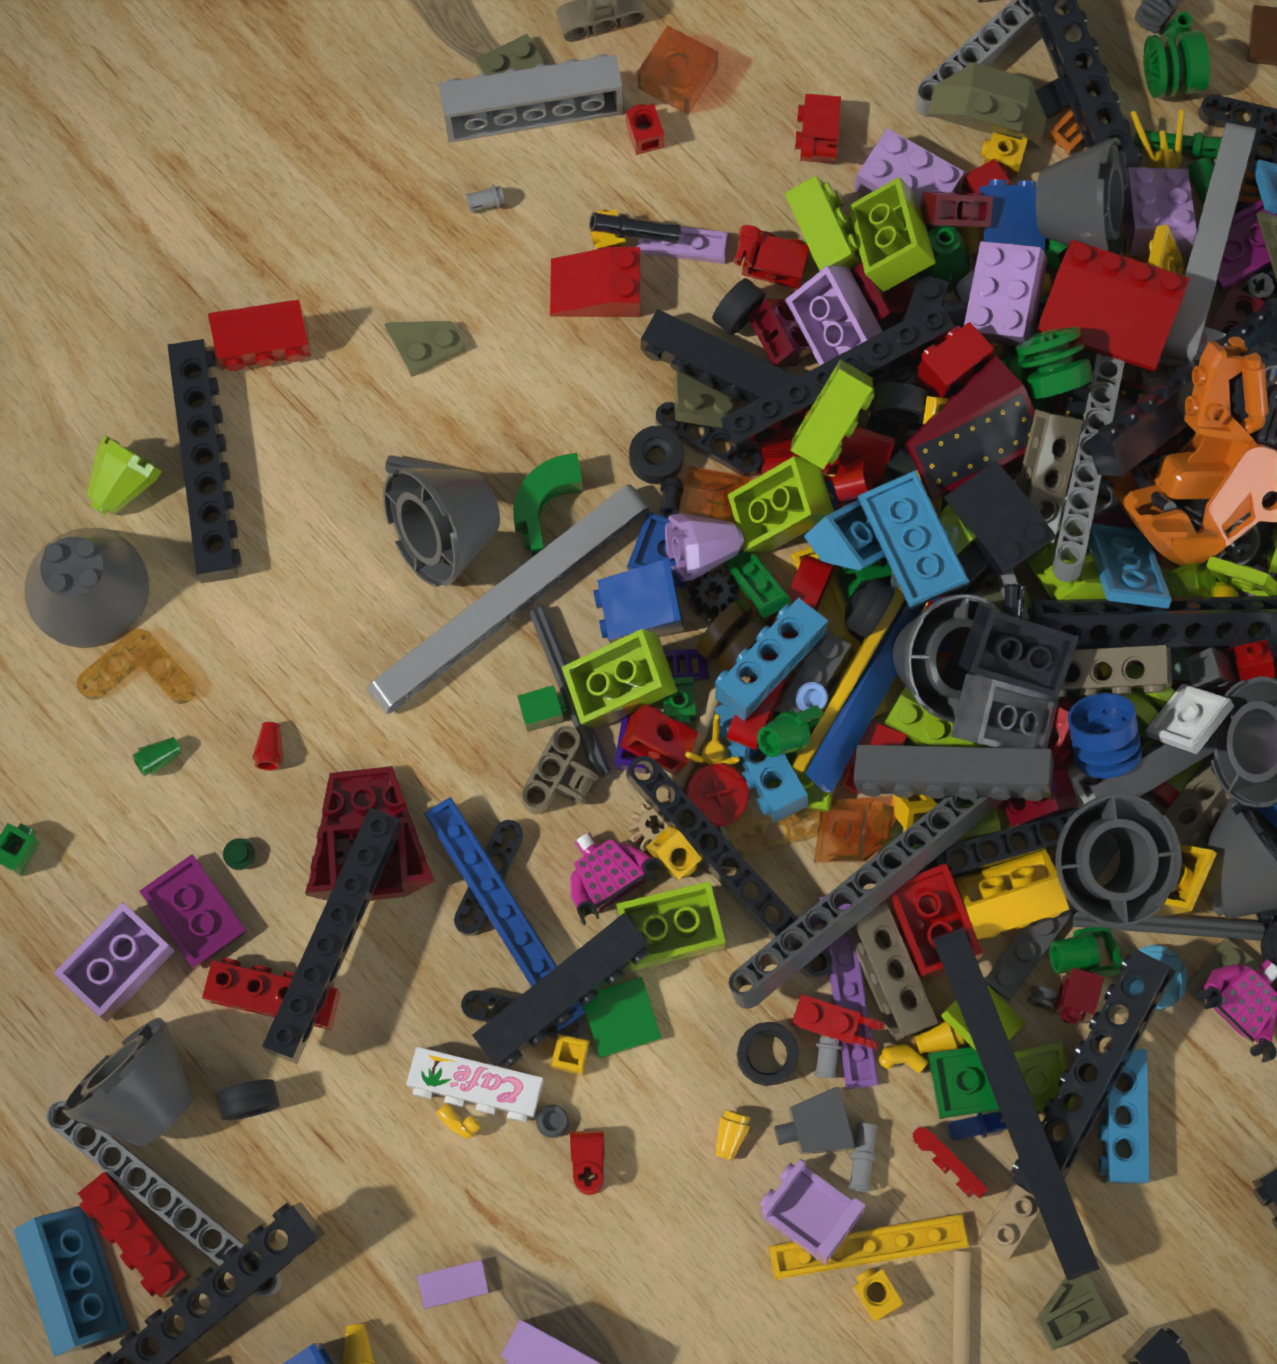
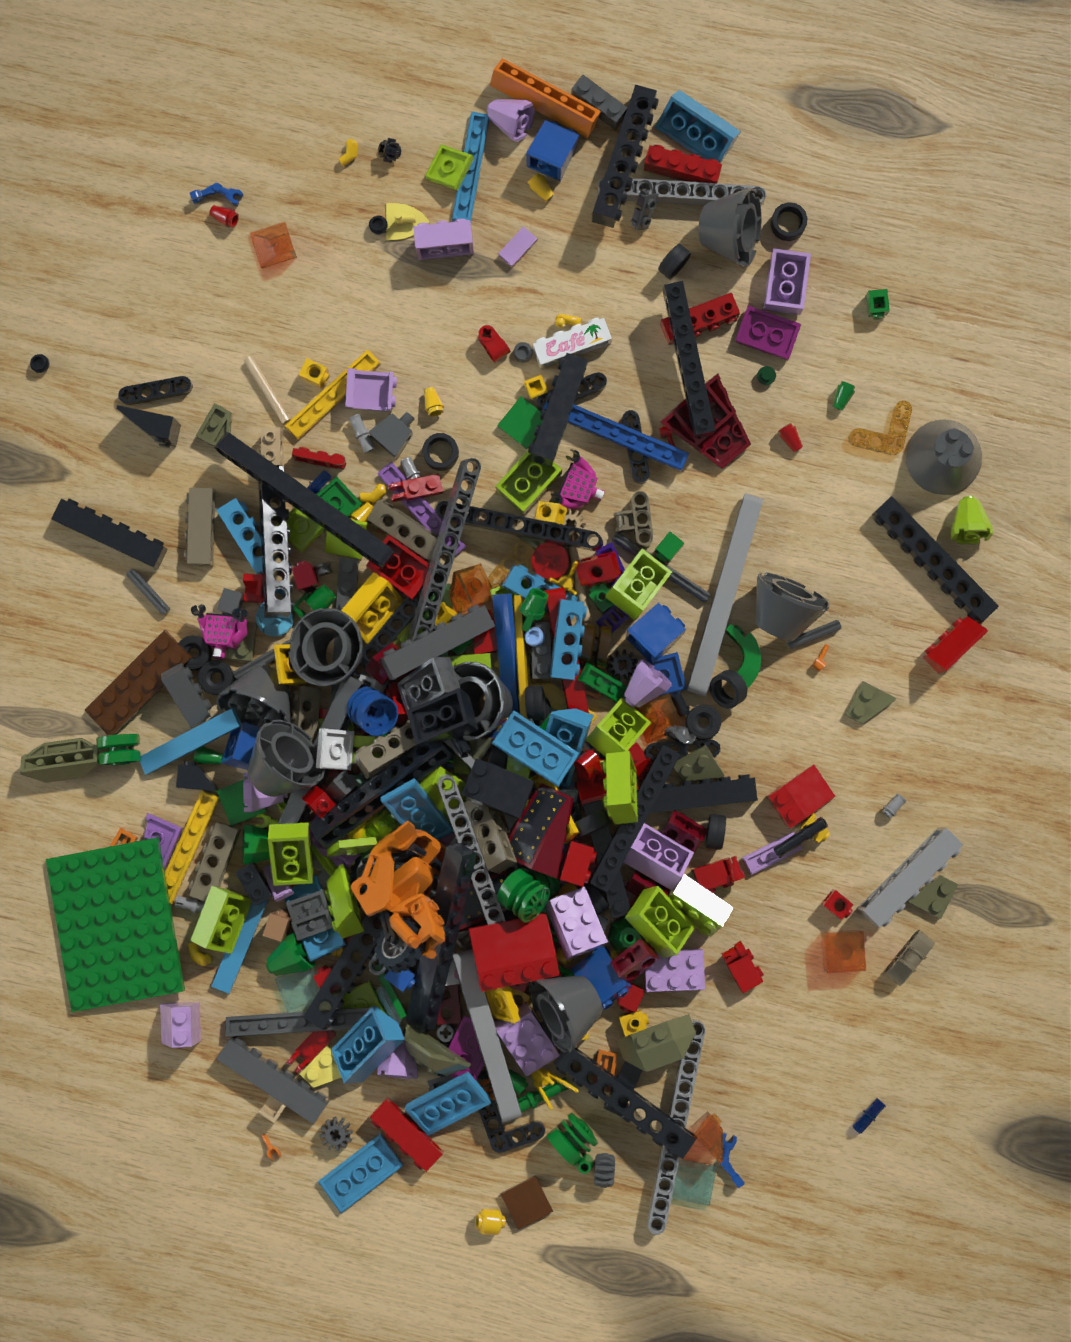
camera: 150 degrees right, 10 degrees up
(22, 1042) = (788, 207): none -> black tyre
(245, 1199) = (642, 217): none -> dark grey hinge
(436, 869) = (665, 432): none -> red hand
(450, 433) = (819, 664): none -> orange hand
(581, 472) = (720, 695): none -> black tyre
(699, 450) = (680, 733): none -> dark grey hat
(1162, 1035) = (253, 588): none -> red panel
(1185, 1176) = (200, 527): none -> dark tan brick
(1207, 1037) = (229, 601): none -> dark grey brick

